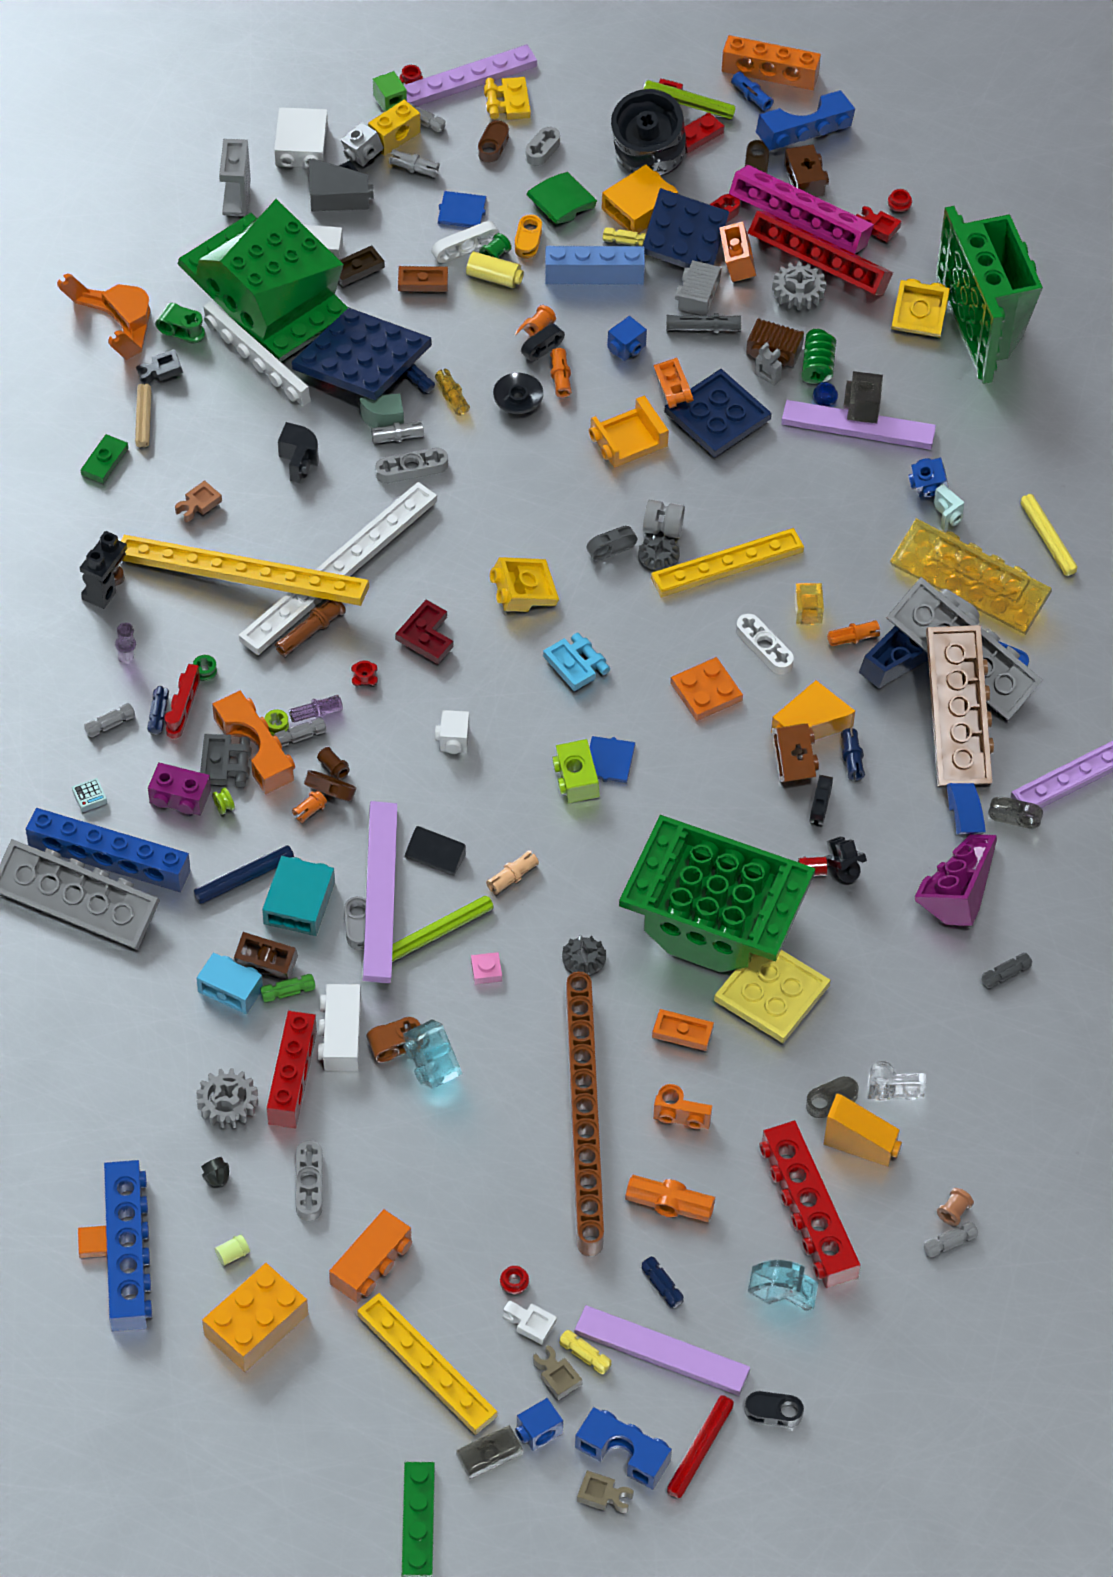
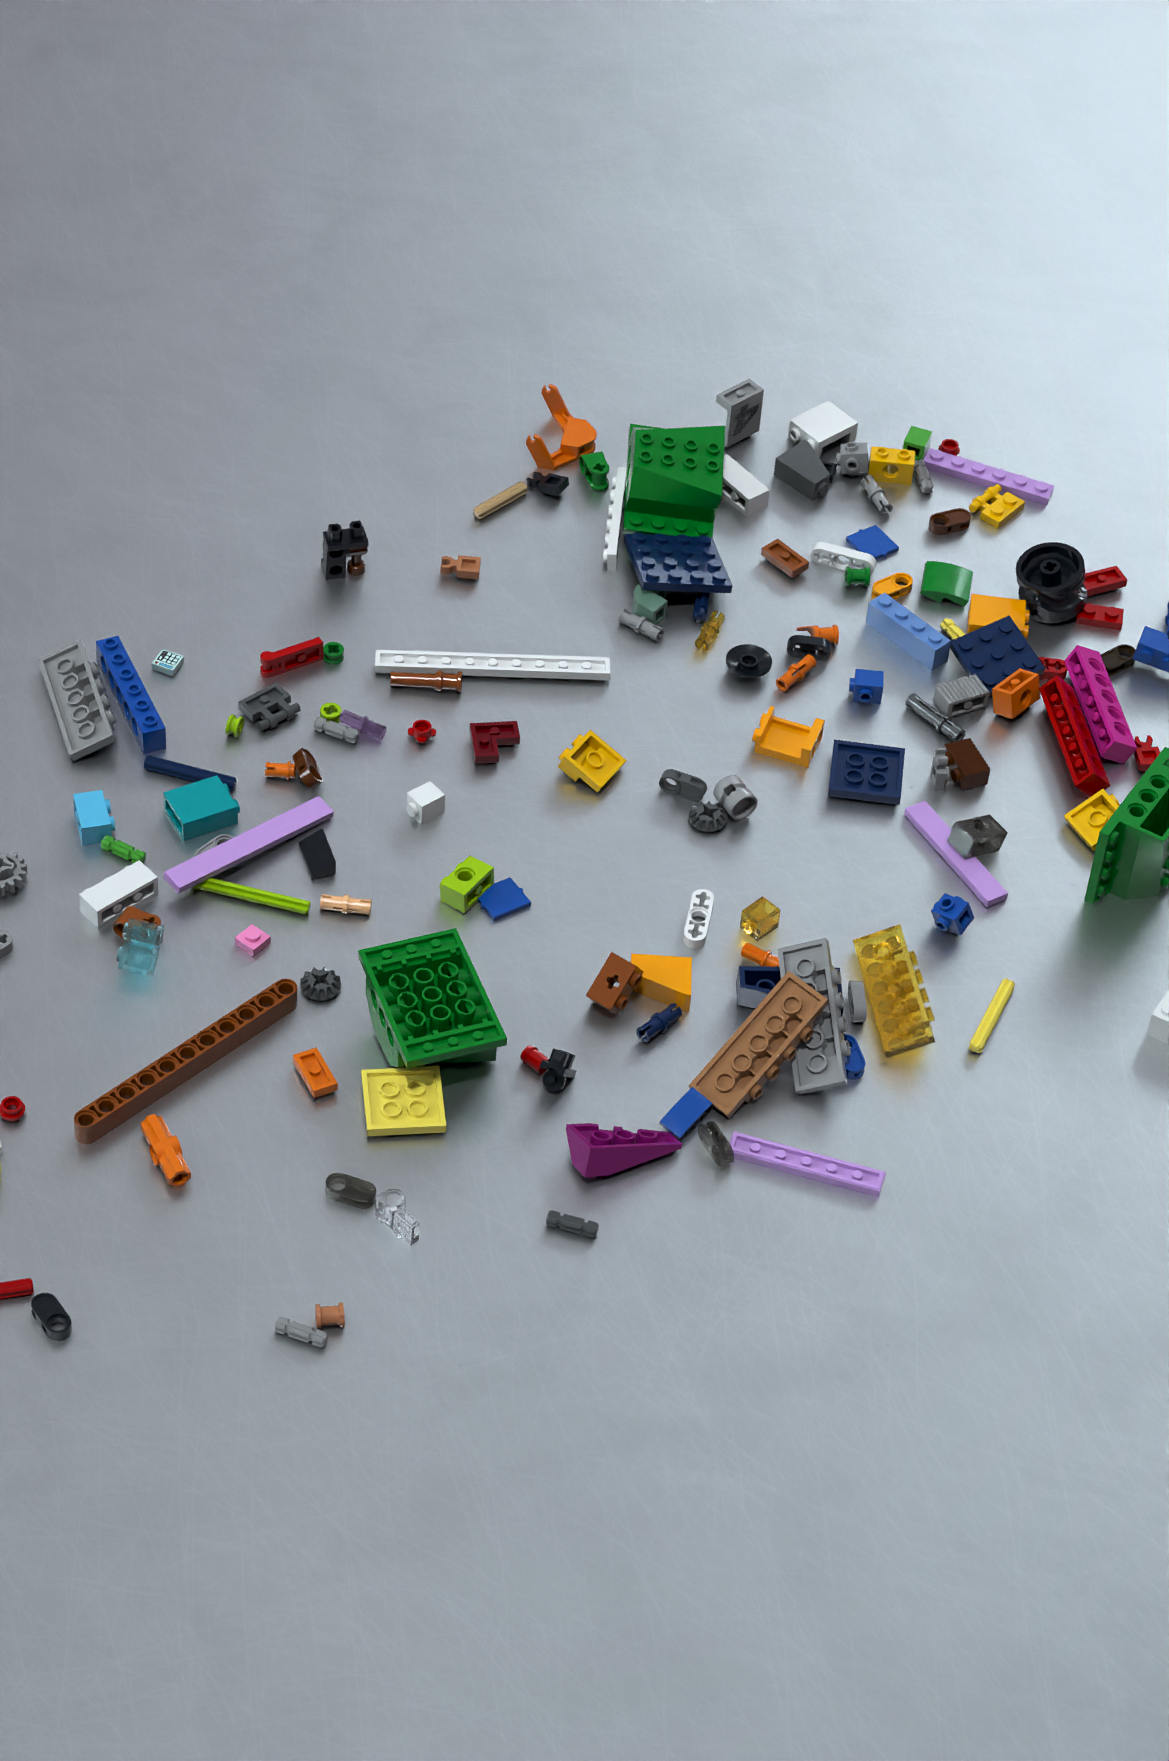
camera: 45 degrees right, 10 degrees down
(104, 458) = (443, 504): green plate -> none
(109, 720) = (237, 635): light grey axle -> none
(125, 643) = (299, 597): clear purple axle -> none
(158, 710) = (275, 647): dark blue axle -> none
(179, 789) = (218, 698): magenta brick -> none
(239, 718) = (291, 728): orange arch -> none
(245, 570) = (428, 617): yellow plate -> none
(266, 956) = (130, 818): reddish brown brick -> none
(291, 1069) = (53, 888): red brick -> none
(300, 447) = (563, 588): black brick -> none
(337, 767) = (328, 764): reddish brown pin -> none
(360, 265) = (753, 521): dark brown plate -> none
(418, 457) = (636, 656): light grey beam -> none
(494, 270) = (837, 586): light yellow brick -> none
(546, 148) = (979, 547): light grey beam -> none
(571, 665) = (554, 825): medium azure plate -> none
(662, 1282) = (93, 1190): dark blue axle -> none
(662, 1350) = (37, 1225): lavender tile -> none
(673, 382) = (857, 730): orange plate -> none
(682, 1112) = (243, 1104): orange plate -> none
(694, 100) = (1116, 589): lime axle -> none
(706, 688) = (622, 912): orange plate -> none
(727, 562) = (746, 857): yellow tile -> none
(783, 1280) = (158, 1253): clear light blue brick -> none
(788, 1140) = (241, 1230): red brick -> none
(799, 285) = (1033, 745): light grey gear -> none
(806, 170) = (1139, 688): reddish brown brick -> none
(818, 356) = (982, 792): green piece -> none
(821, 799) = (597, 1028): black piece -> none
(825, 394) = (956, 814): clear blue plate -> none
(860, 1132) = (330, 1216): light orange slope -> none
(949, 506) = (940, 946): light aqua bracket -> none

